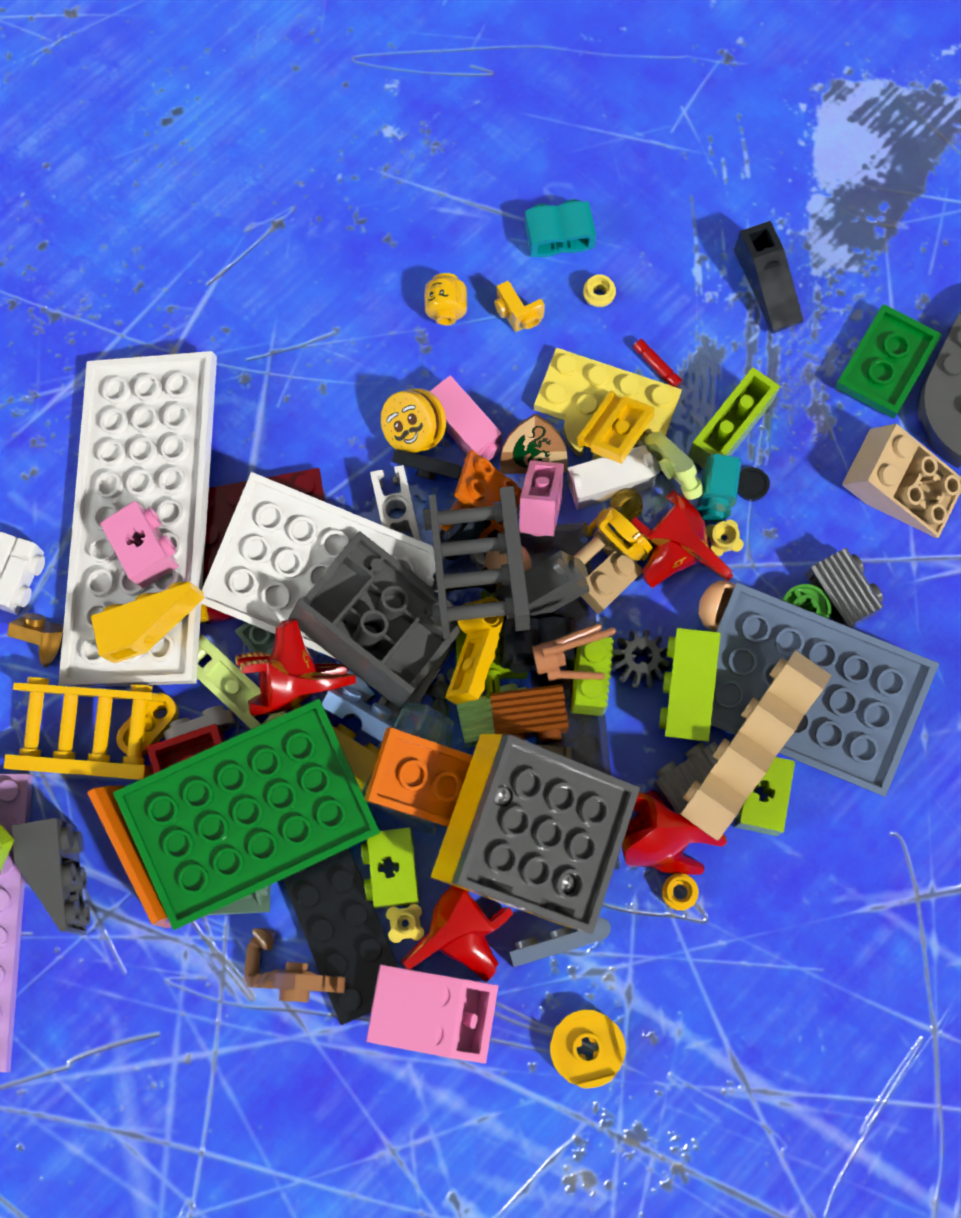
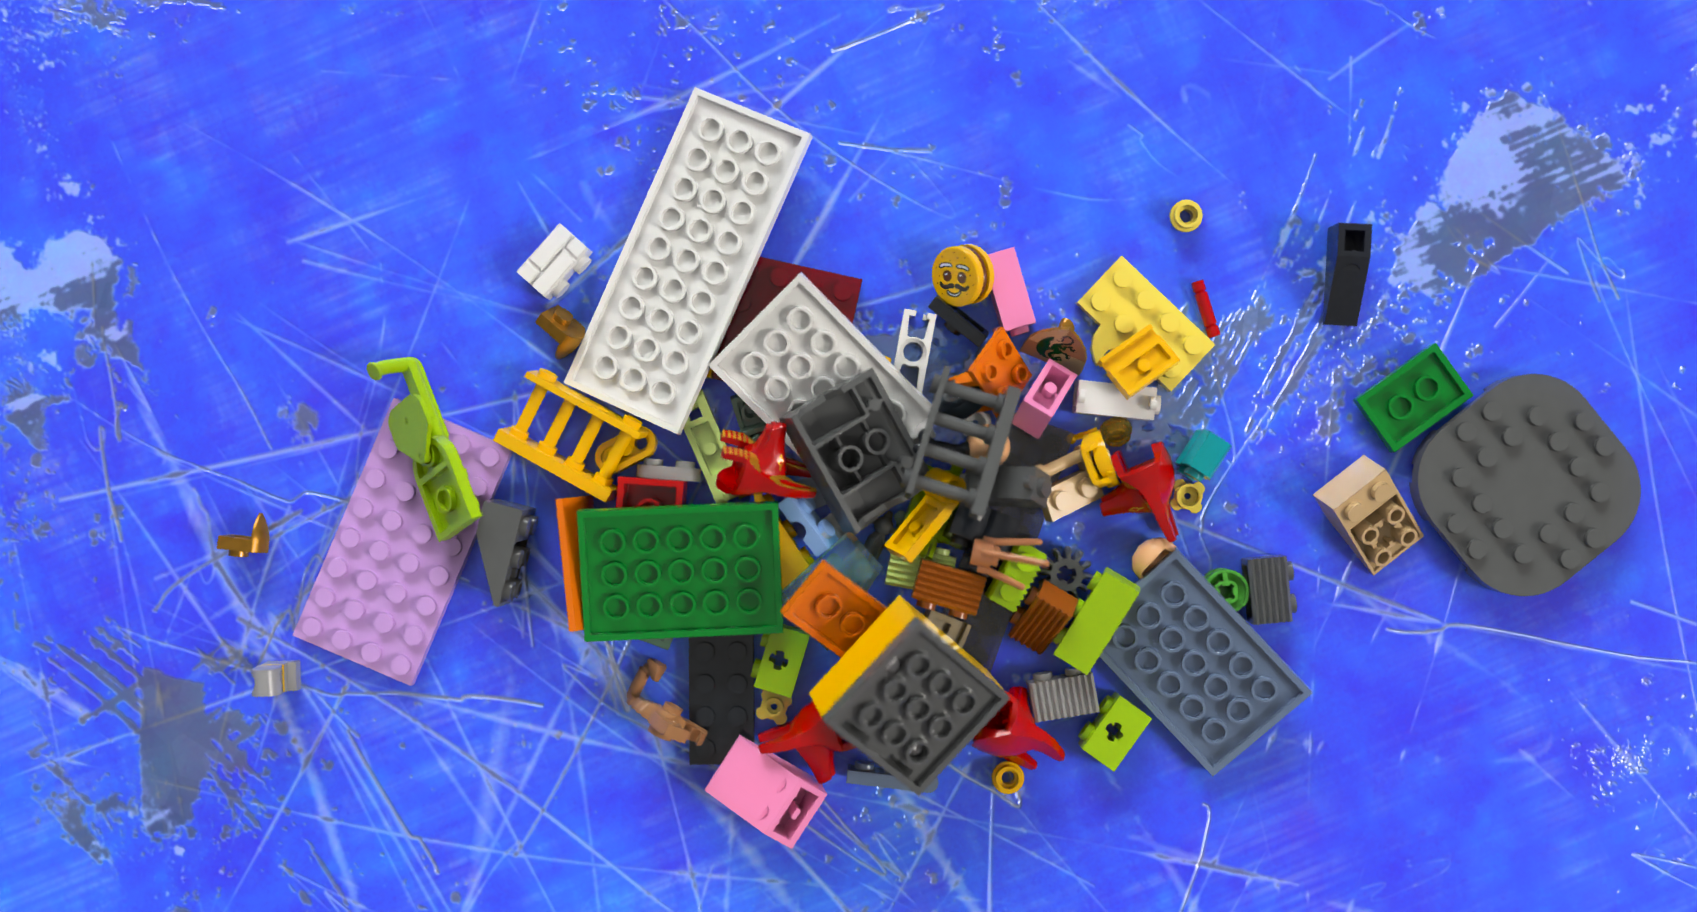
camera: 25 degrees right, 15 degrees up
(140, 544) = (668, 279): bright pink brick -> none
(140, 624) = (651, 368): yellow slope -> none
(445, 299) = (1042, 166): yellow head -> none
(511, 307) = (1097, 197): yellow bracket -> none
(560, 228) = (1178, 139): teal brick -> none
(605, 1060) = (888, 881): yellow plate -> none
(637, 707) = (1042, 616): none -> dark orange brick
(675, 464) = (1173, 420): yellowish green plate -> none
(735, 417) = (1246, 398): lime brick -> none
(753, 484) = (1238, 458): black piece -> none
(755, 745) = (1113, 702): tan brick -> none

